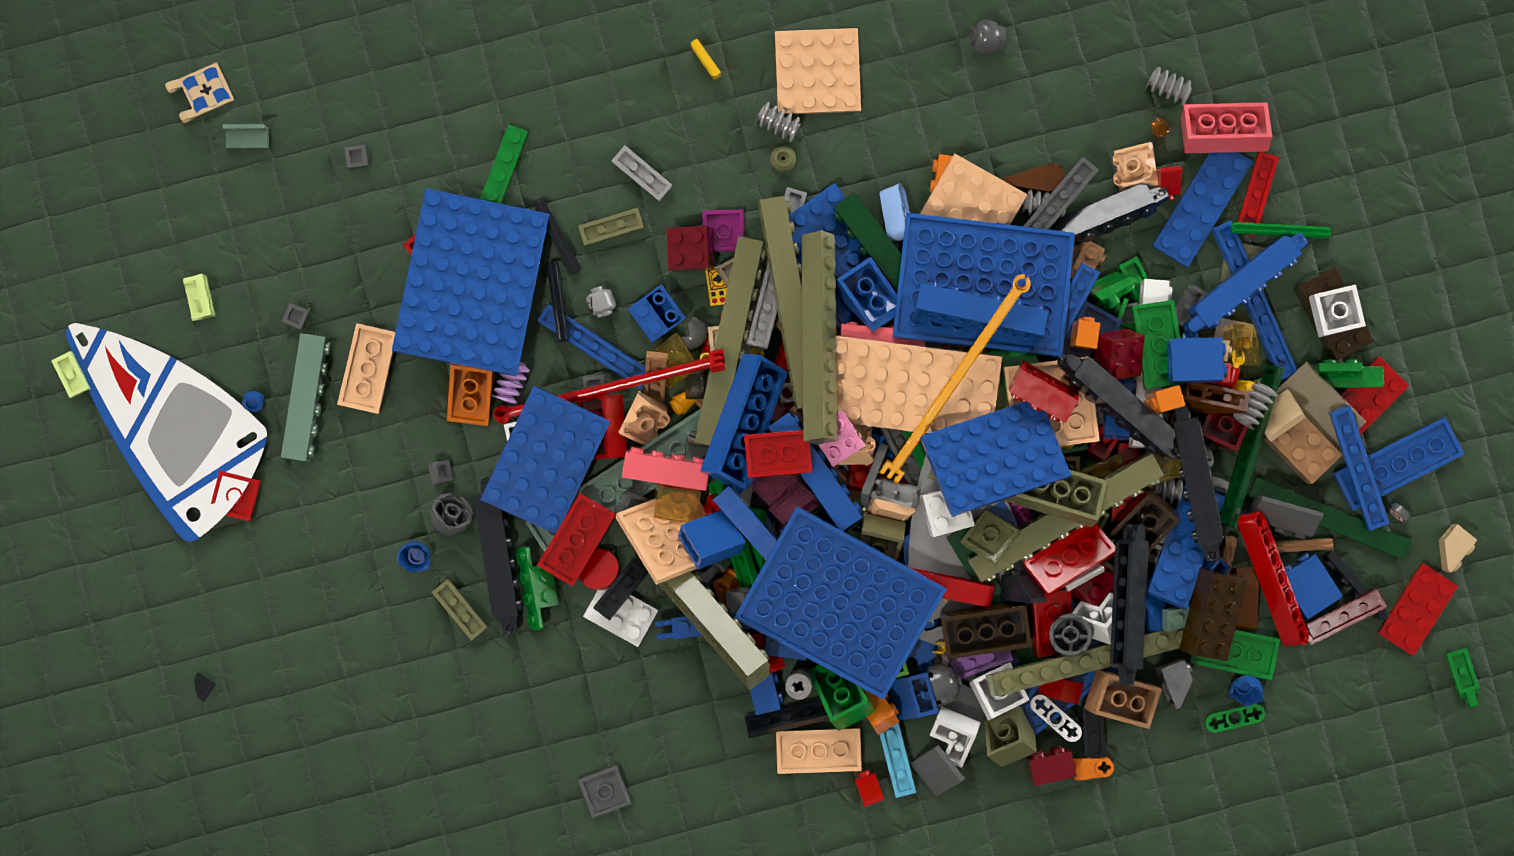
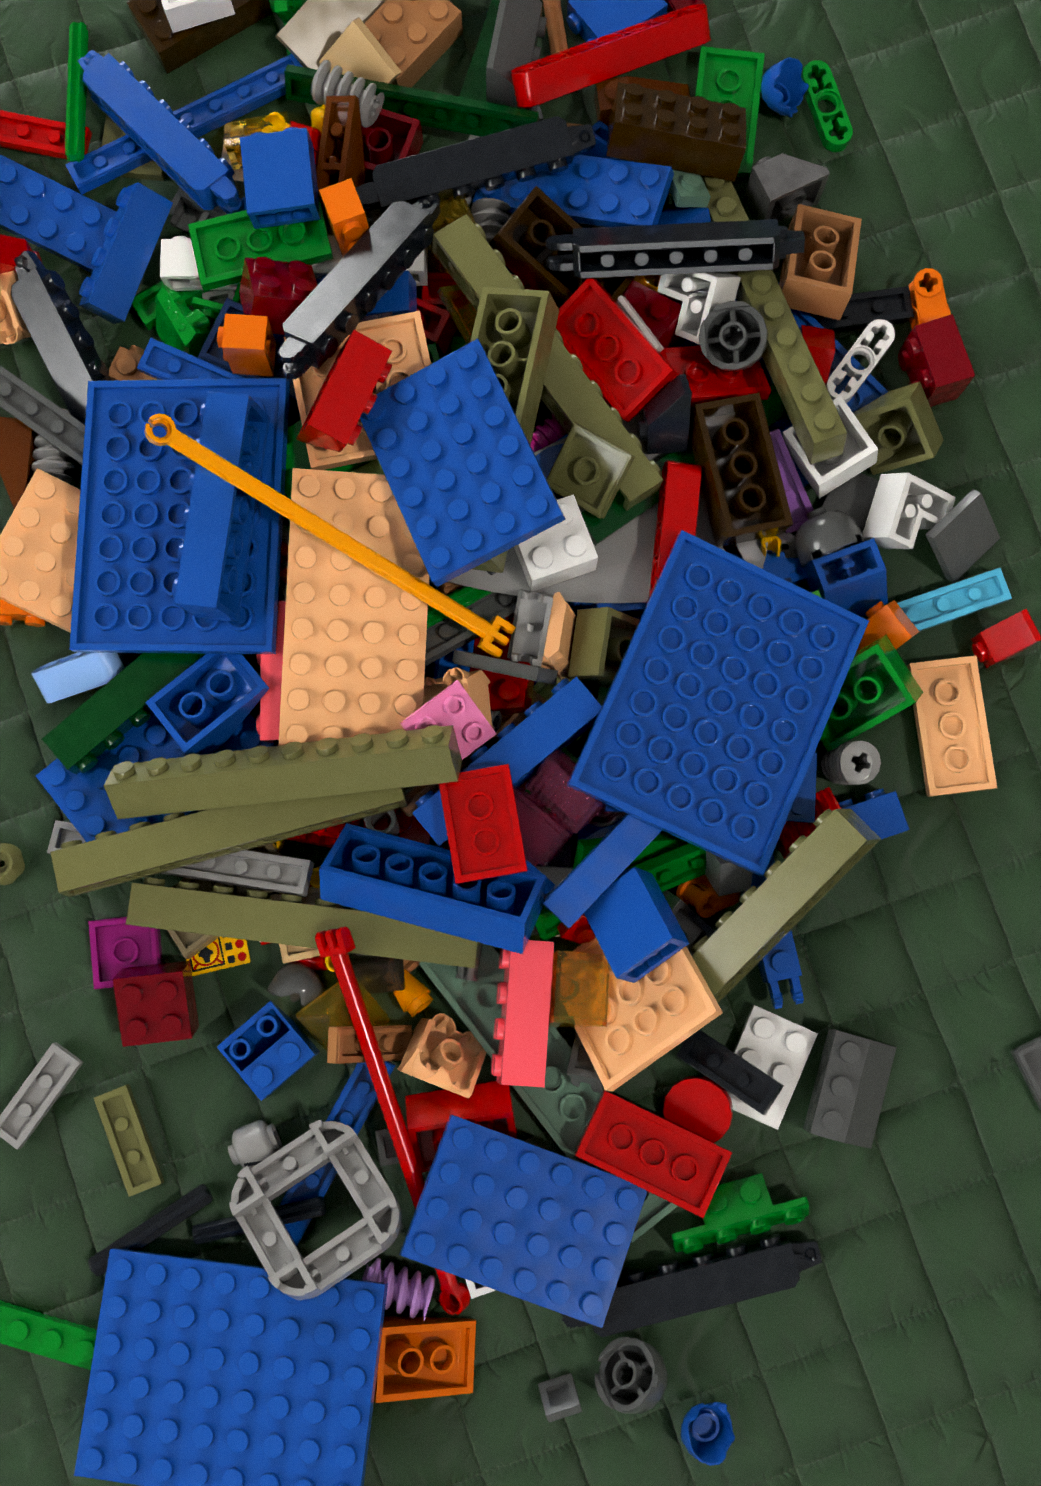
camera: 90 degrees left, 5 degrees down
(459, 609) = (787, 1342): olive plate -> none
(589, 325) = (343, 1254): none -> light grey plate
(603, 663) = (849, 1089): none -> dark grey slope
(786, 718) = (908, 780): black plate -> none
(1166, 256) = (124, 253): none -> blue brick

